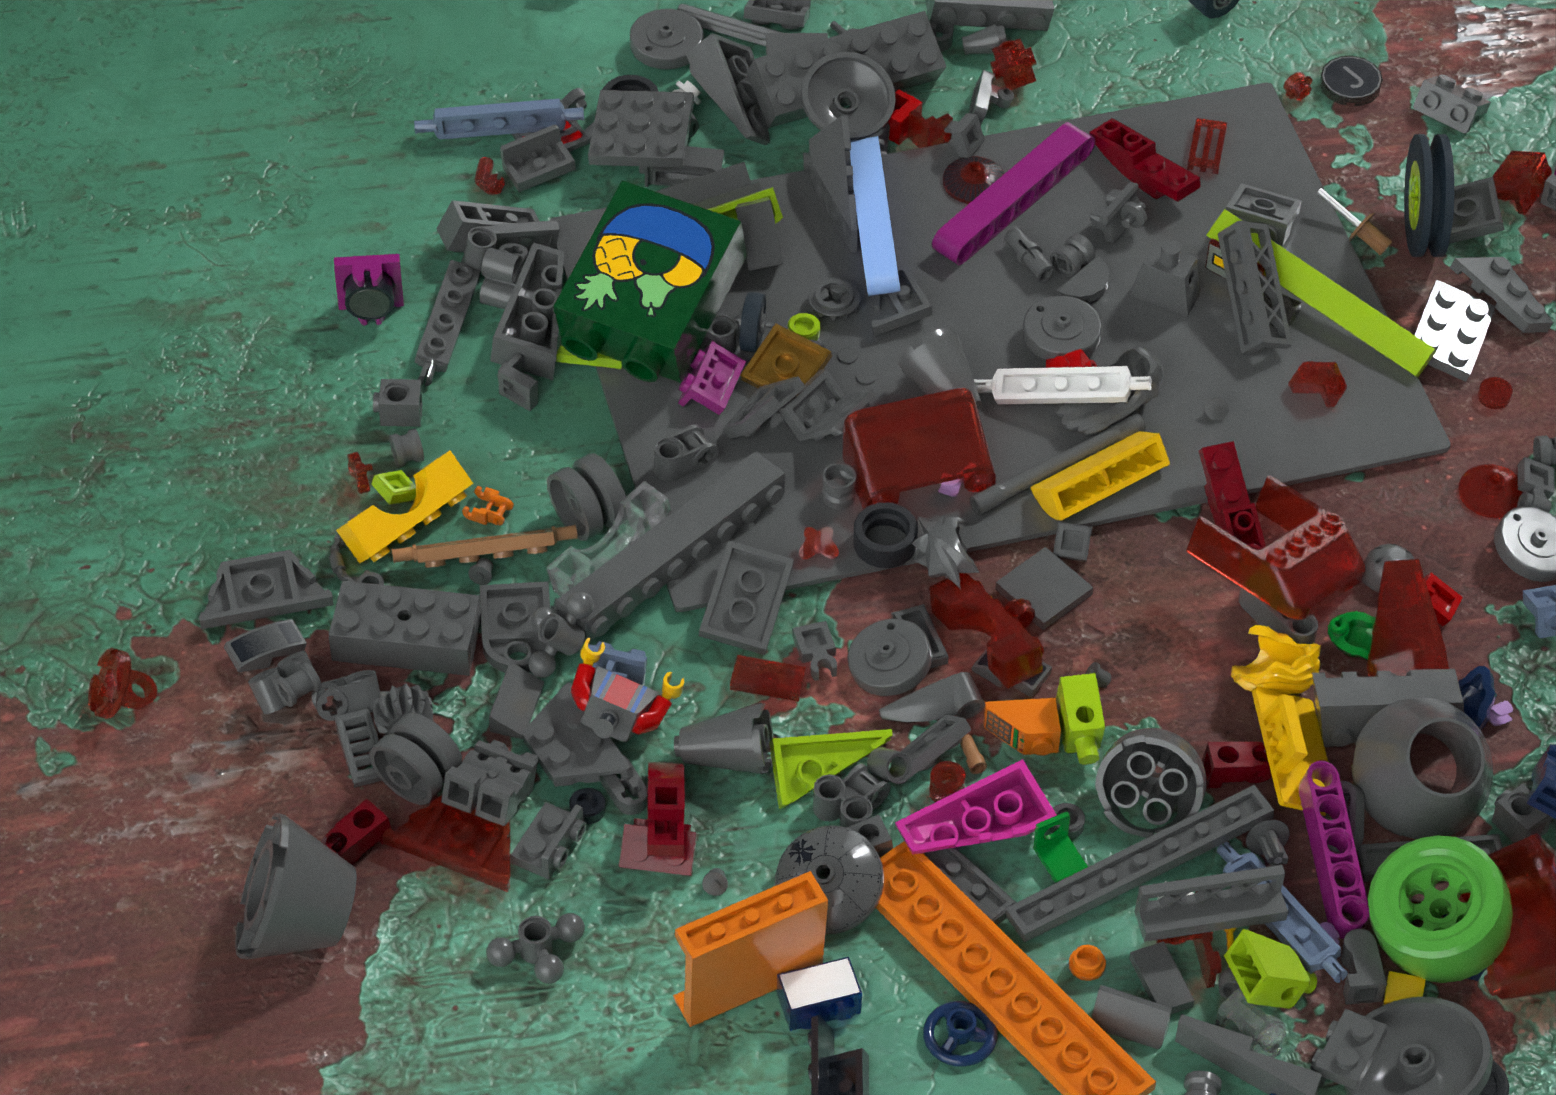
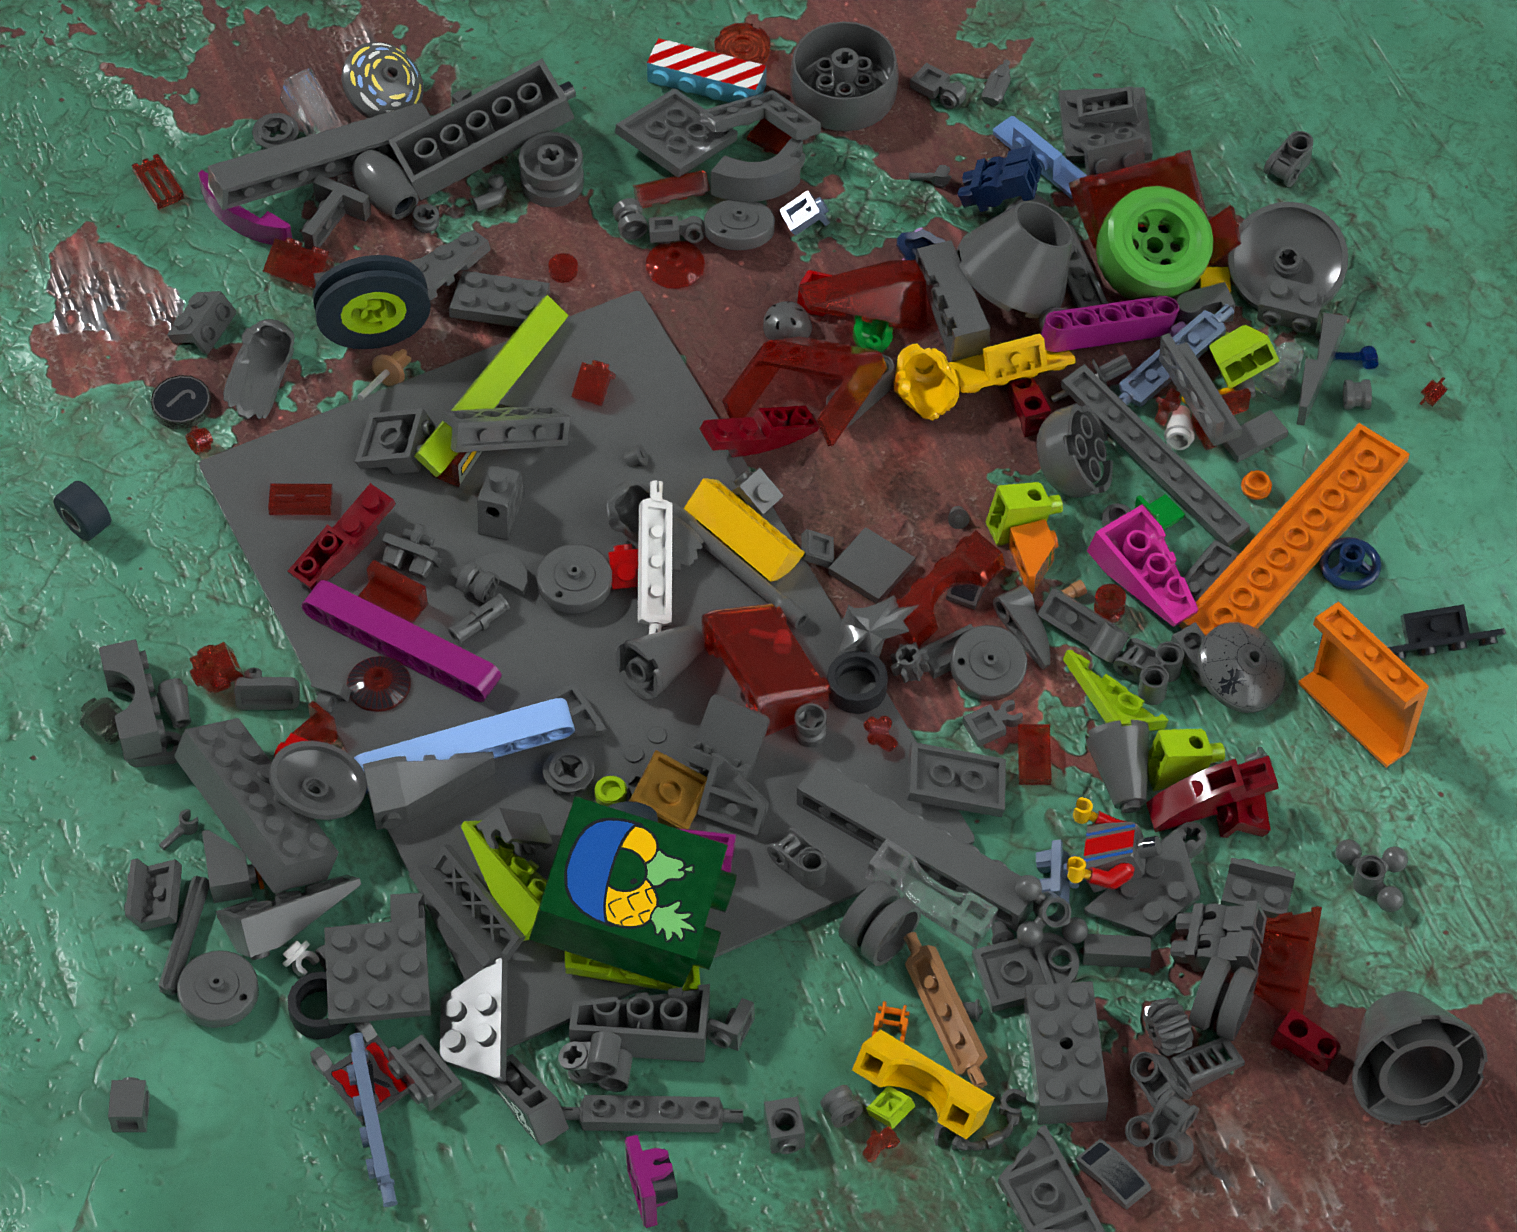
camera: 100 degrees left, 5 degrees up
(485, 179) = (452, 1122): clear red arm -> none
(495, 236) = (565, 1084): dark grey plate -> none
(564, 197) = (476, 1023): none -> wing
(592, 803) = (1210, 871): black tile -> none
(723, 794) = (1179, 755): none -> lime torso
(904, 589) = (910, 662): none -> dark grey gear
(1021, 610) = (911, 573): clear red plate -> none
(1072, 196) = (394, 592): none -> clear red panel
(1131, 1017) = (1301, 450): dark grey slope -> none
(1148, 491) = (757, 490): none -> bracket
(1371, 129) = (259, 368): none -> dark grey hair
(1461, 994) = (1225, 233): none -> clear red piece

